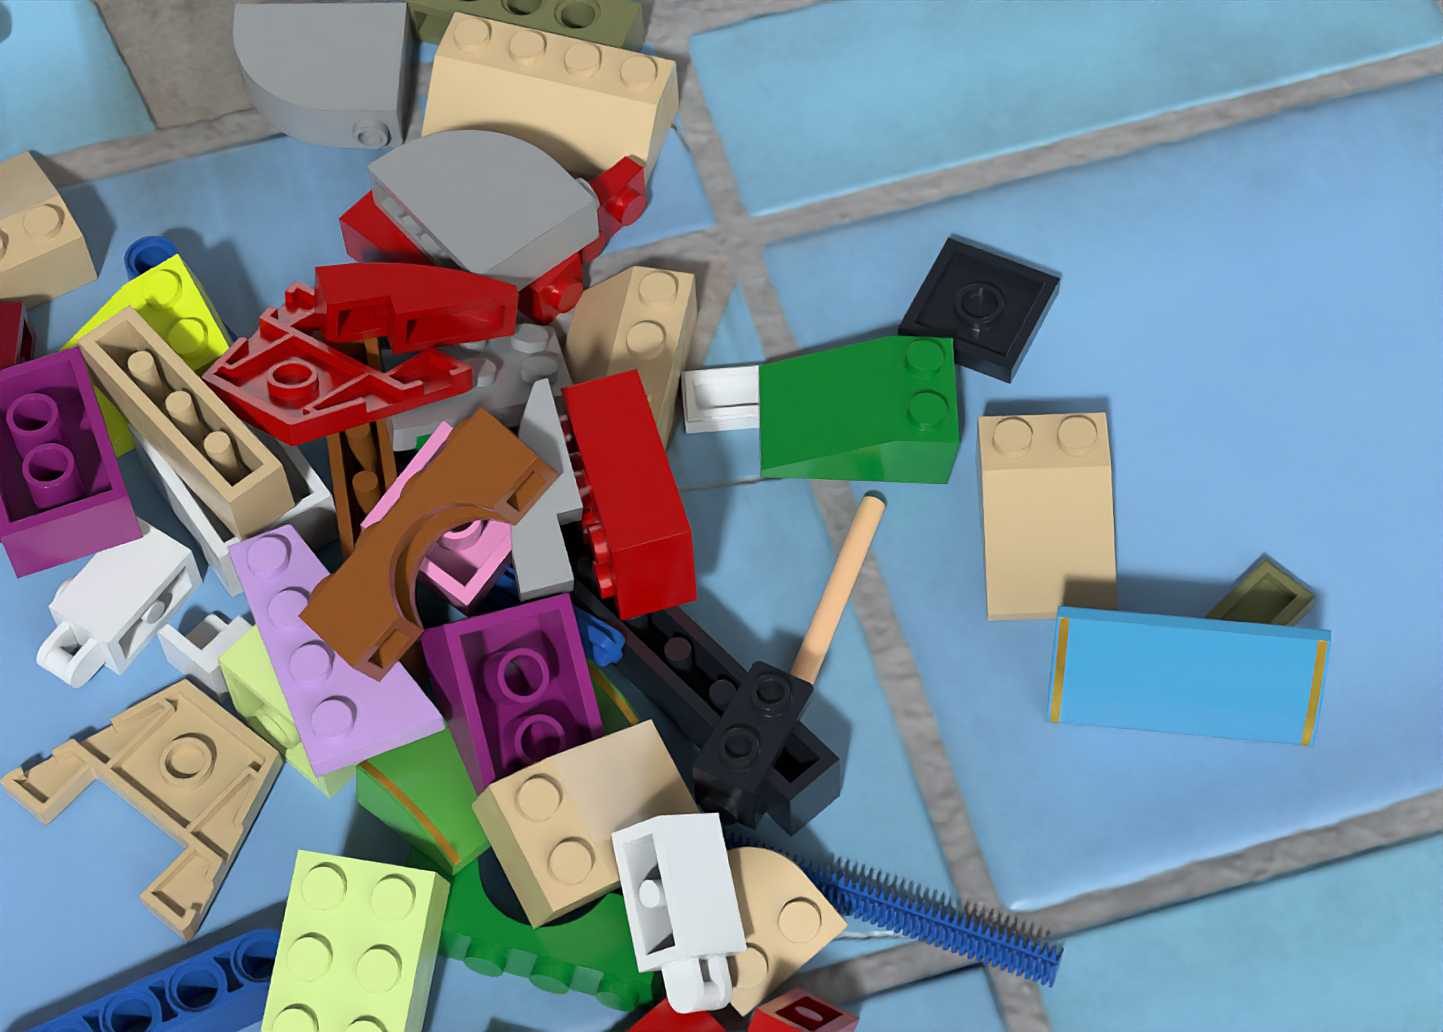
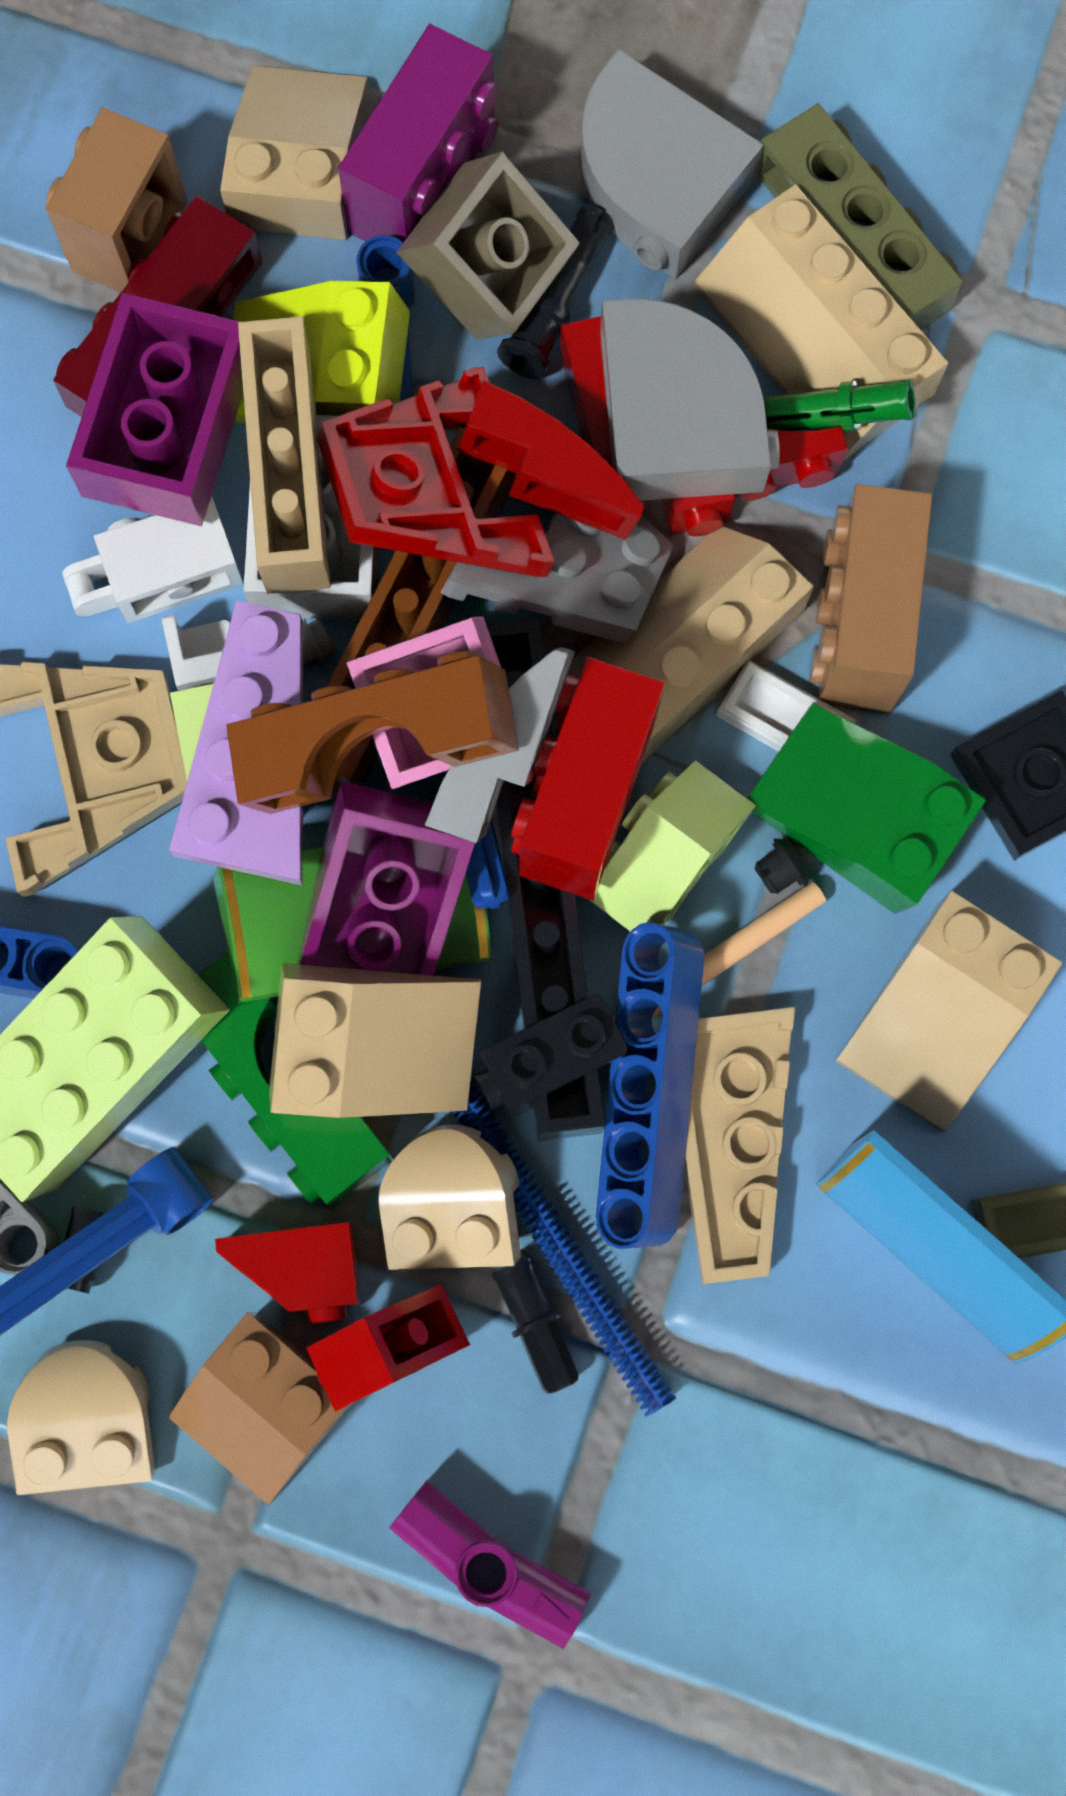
camera: 30 degrees right, 20 degrees up
(118, 155) = (419, 135): none -> magenta brick
(235, 197) = (488, 246): none -> dark tan brick
(315, 225) = (531, 343): none -> black pin
(653, 109) = (843, 407): none -> green pin
(681, 906) = (382, 1170): white brick -> none
(730, 537) = (669, 845): none -> yellowish green brick
(748, 258) = (871, 598): none -> medium nougat brick
(830, 501) = (782, 867): none -> black piece
(879, 728) = (629, 1111): none -> blue beam
(902, 974) = (536, 1326): none -> black axle
(933, 707) = (737, 1140): none -> tan wing

